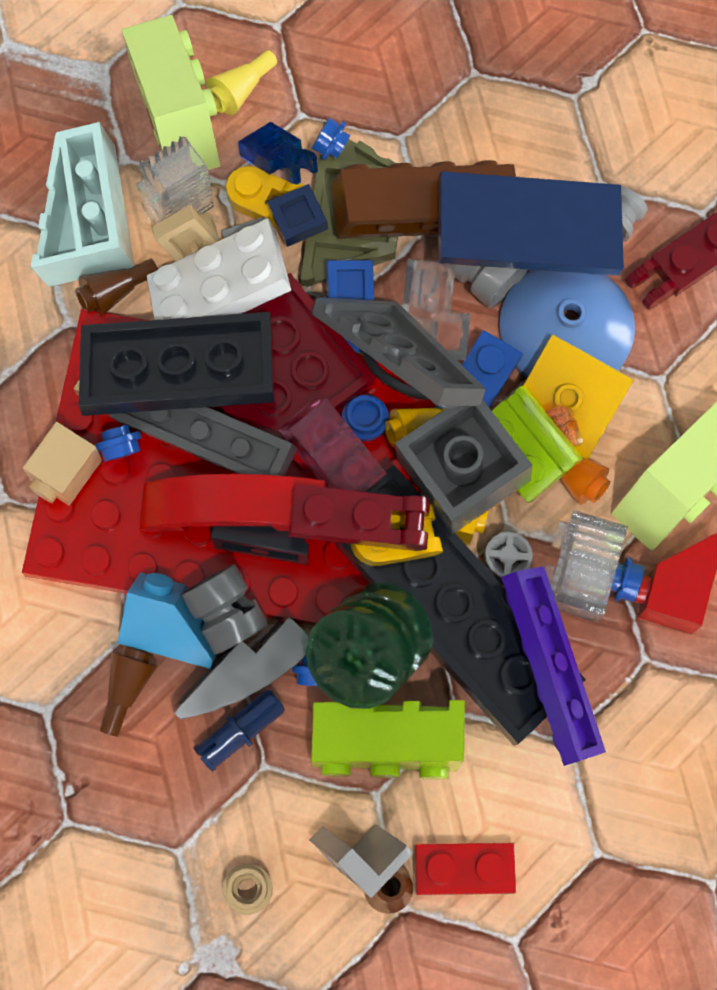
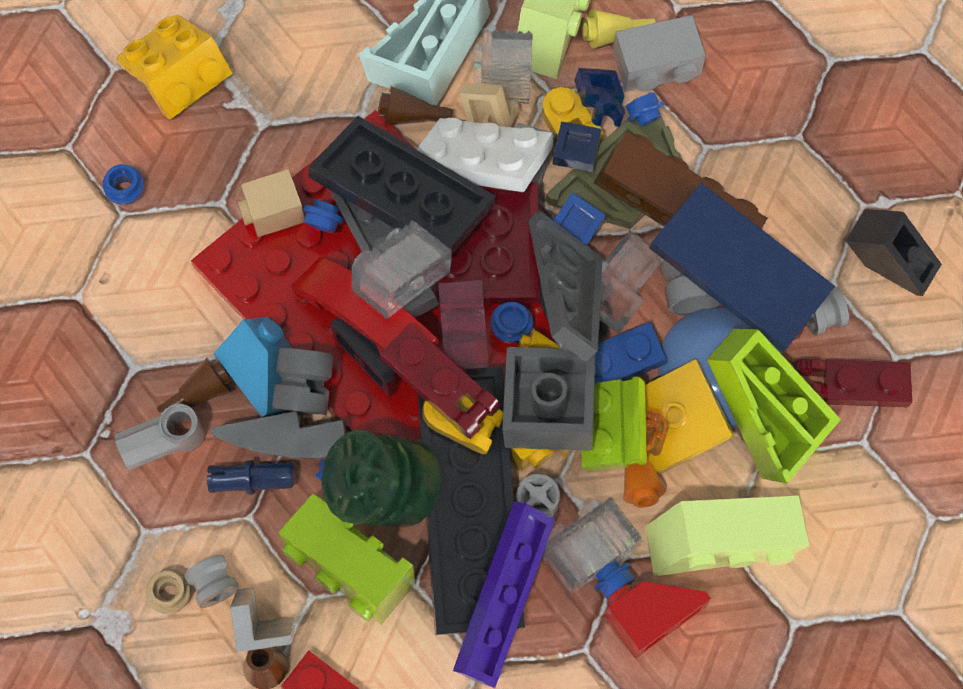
camera: 40 degrees right, 5 degrees down
(123, 761) = (156, 438): none -> light grey piece
(244, 441) = (400, 268): none -> clear brick
(281, 850) = (211, 581): none -> light grey wheel
(299, 79) = (659, 53): none -> light grey brick
(634, 117) = (894, 249): none -> black slope
(645, 328) = (770, 404): none -> lime wedge

